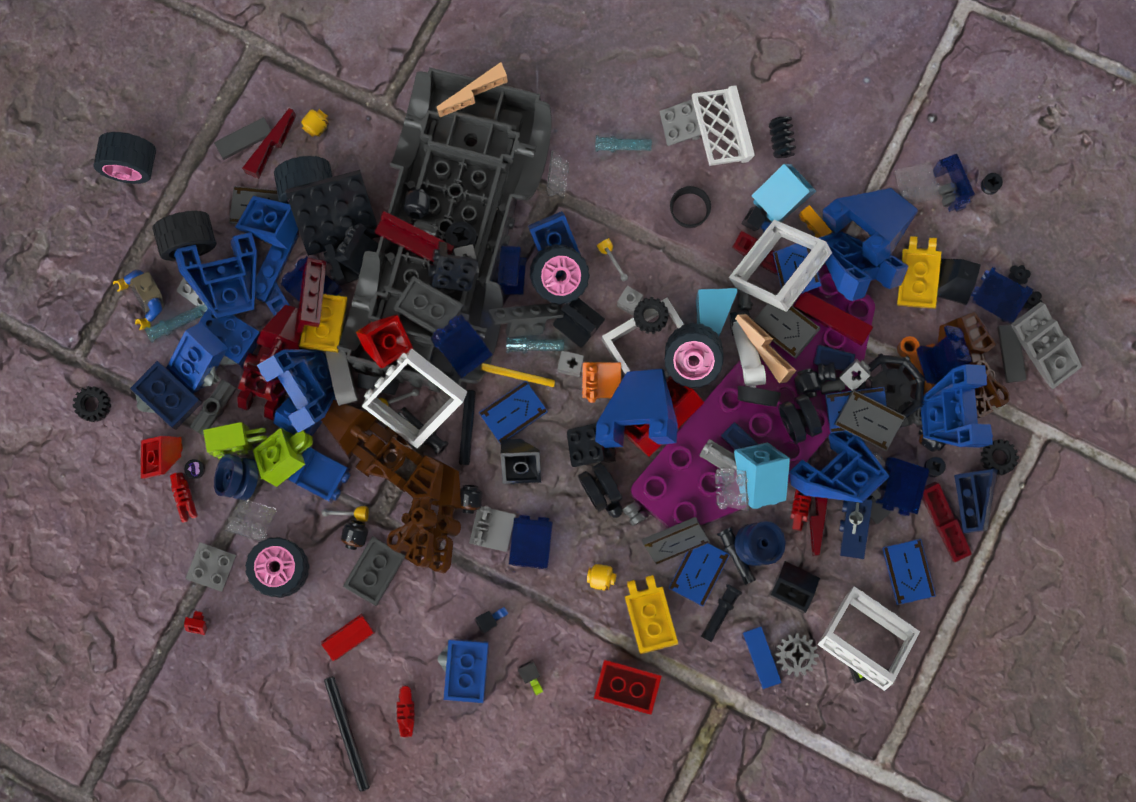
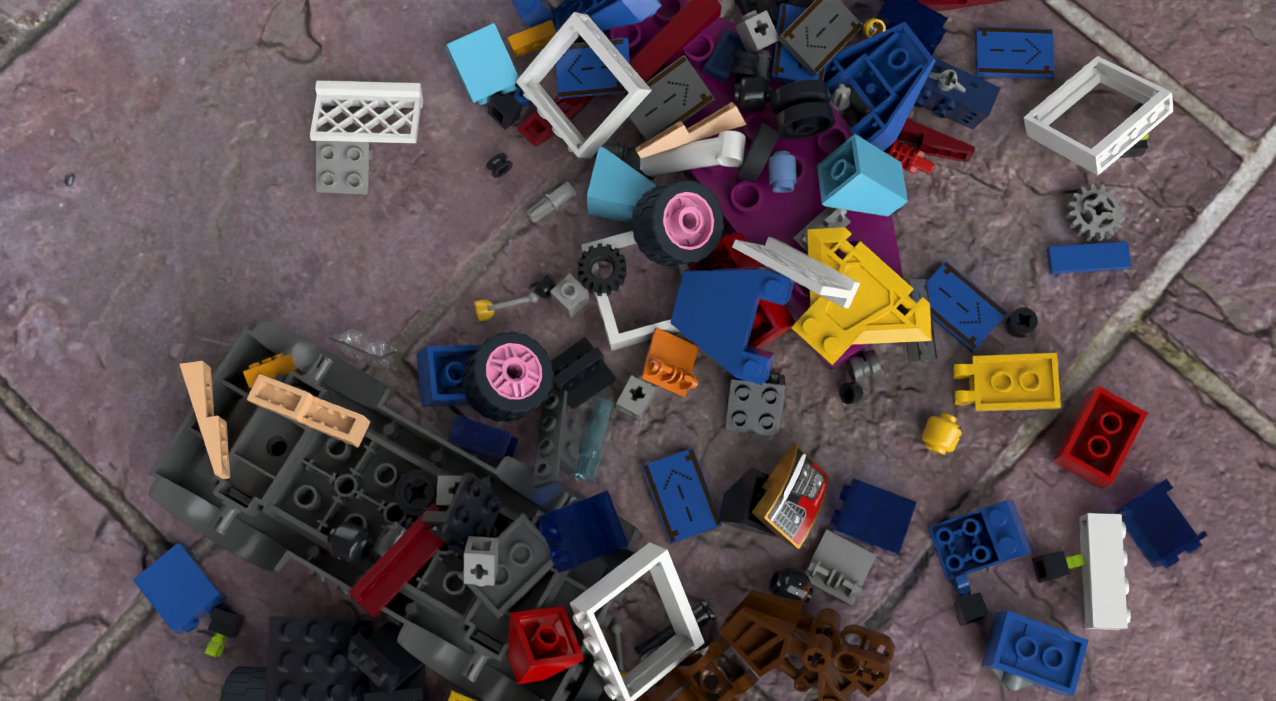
camera: 80 degrees left, 5 degrees down
(315, 122) = (169, 675): yellow head -> none
(354, 146) = (224, 624): none -> black piece
(369, 111) = (179, 589): none -> blue panel
(419, 286) = (481, 561): none -> light grey brick
(467, 428) = (701, 570): black axle -> none
(495, 151) = (309, 410): none -> light nougat slope
(516, 374) = (635, 469): yellow bar -> none
(517, 118) = (270, 368): none -> light orange piece
(529, 484) = (793, 497): none -> slope
(534, 708) = (1104, 572): none -> white brick
(535, 620) = (980, 539): none -> blue slope
(577, 743) = (1159, 526): none -> clear blue panel
(602, 485) = (820, 401): black wheel -> none
(613, 144) = (343, 261): clear light blue pin -> none
(632, 282) = (544, 287): none -> black hinge
(673, 490) = (873, 310): none -> yellow plate
(679, 442) = (802, 269): none -> white fence
(691, 190) = (455, 164): black tyre -> none
(695, 269) = (551, 202): none -> light grey axle
(695, 617) = (1017, 327): none -> black wheel
(712, 227) = (499, 165): none -> black bush
(725, 604) = (1011, 283): black pin -> none
(728, 539) = (937, 253): black pin -> none
(733, 487) = (874, 221): clear hinge -> none
(737, 437) = (801, 201): dark blue tile -> none
(753, 418) = (782, 172): none -> medium blue brick
(760, 543) = (945, 215): dark blue wheel -> none
(780, 138) = (405, 46): black piece -> none
(794, 587) = (1008, 190): black slope -> none
(826, 449) = (840, 99): none -> light grey axle
(889, 457) = (871, 29): none -> yellow hinge

